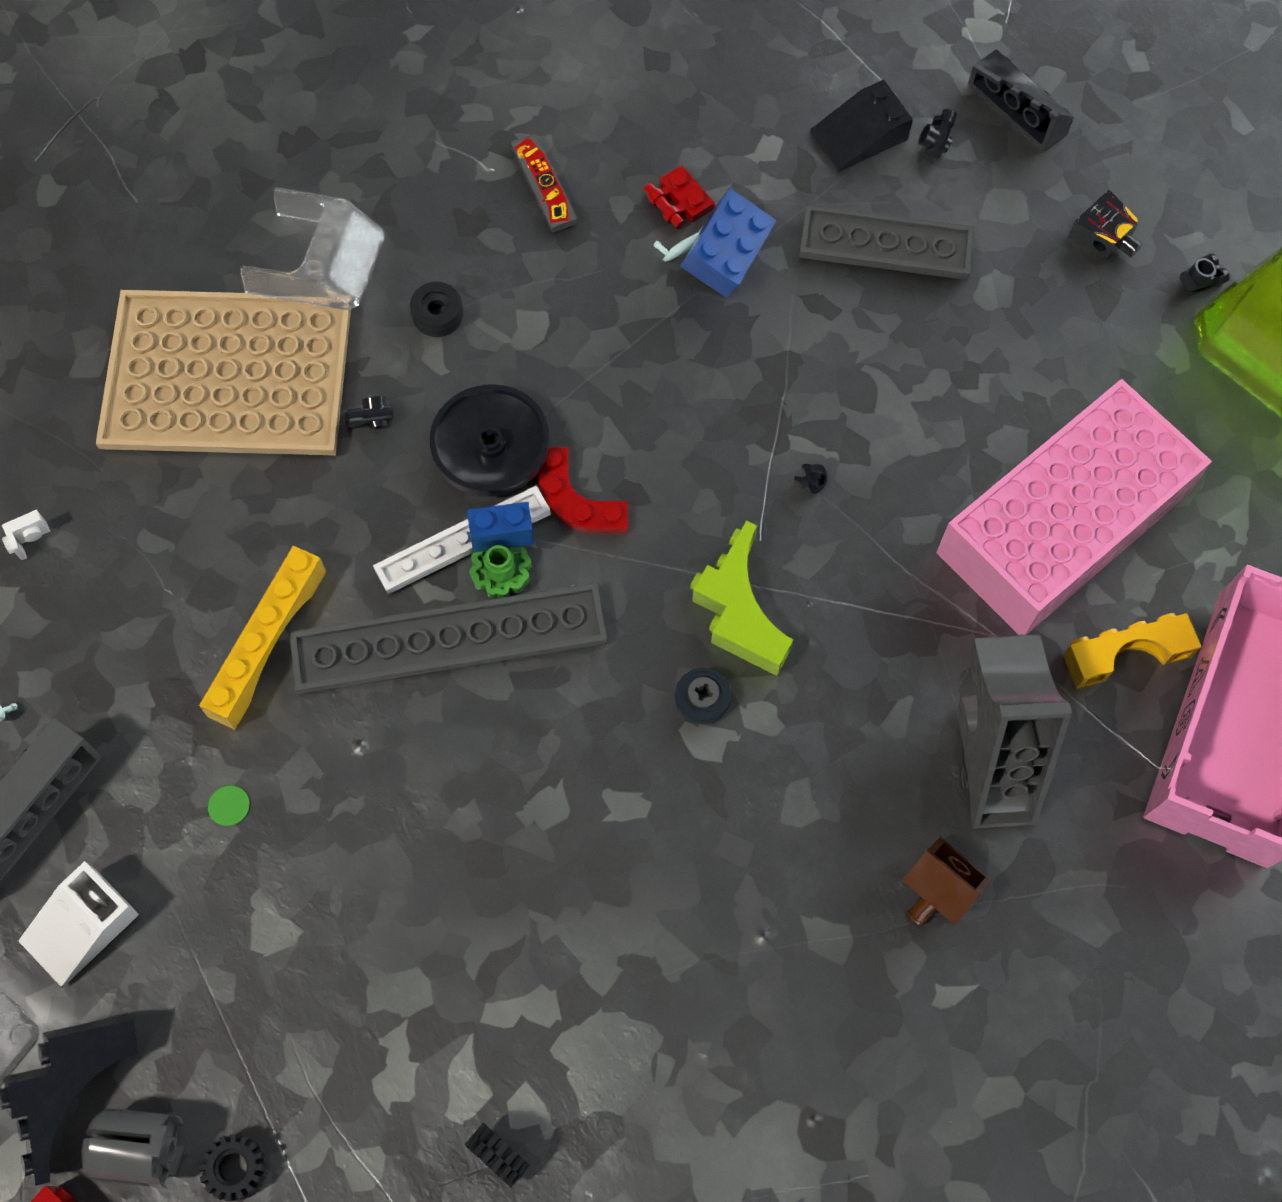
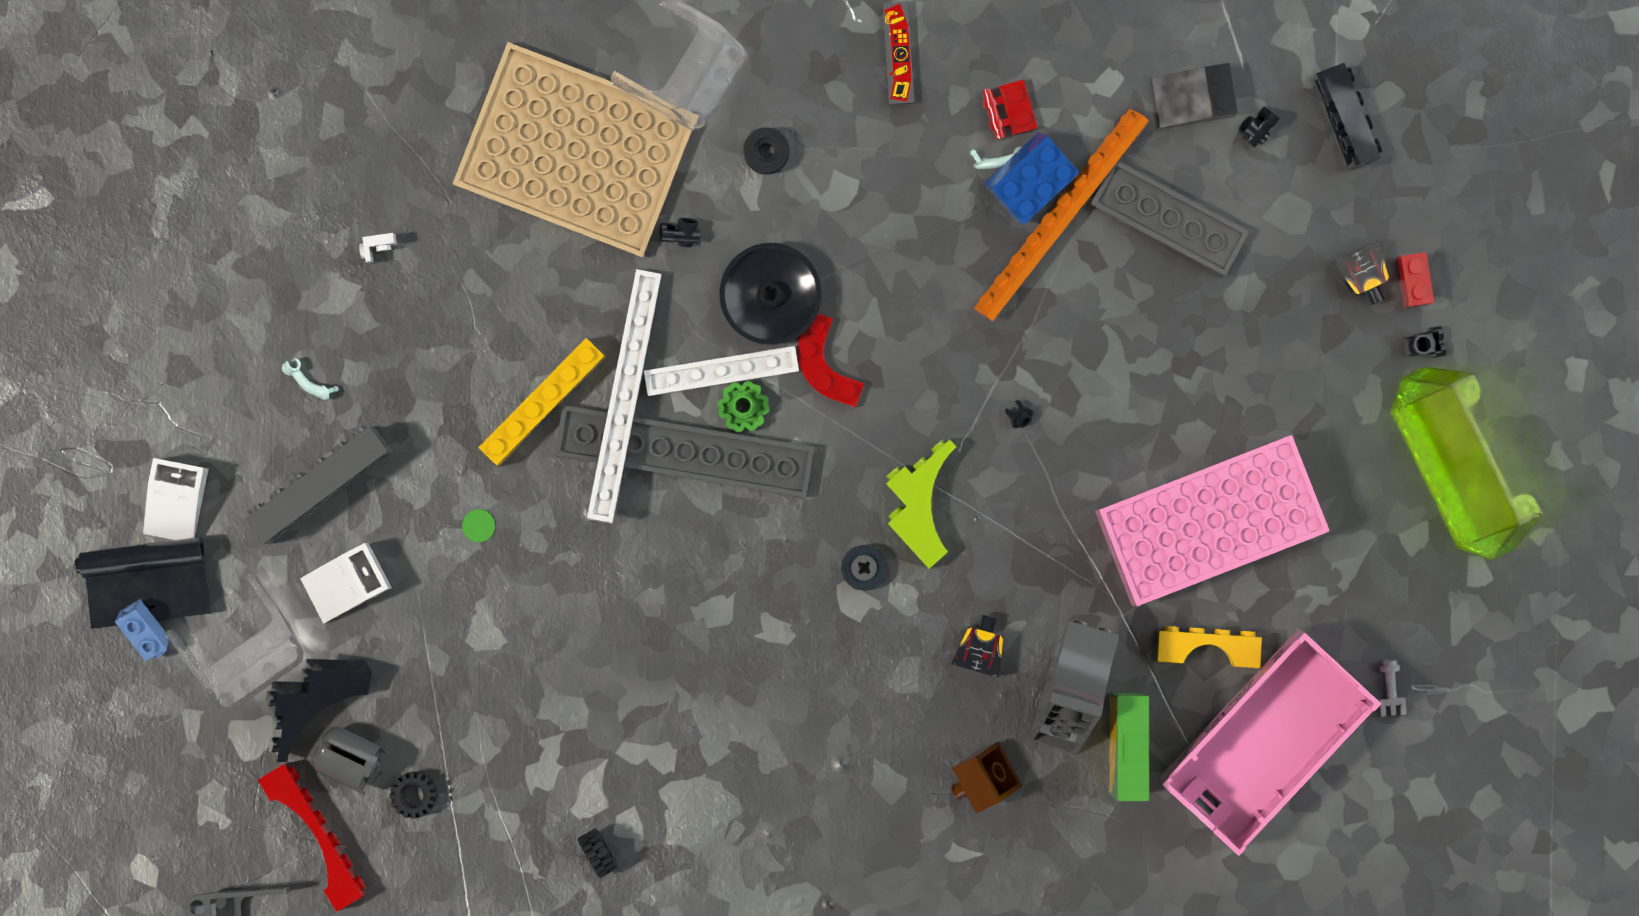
camera: 20 degrees right, 20 degrees up
(358, 603) = (624, 396): none -> white plate
(500, 525) = (753, 379): blue brick -> none
(771, 276) = (1061, 214): none -> orange plate
(875, 740) = (980, 648): none -> black torso
(1105, 777) = (1129, 746): none -> bright green tile
(1163, 218) = (1415, 280): none -> brick

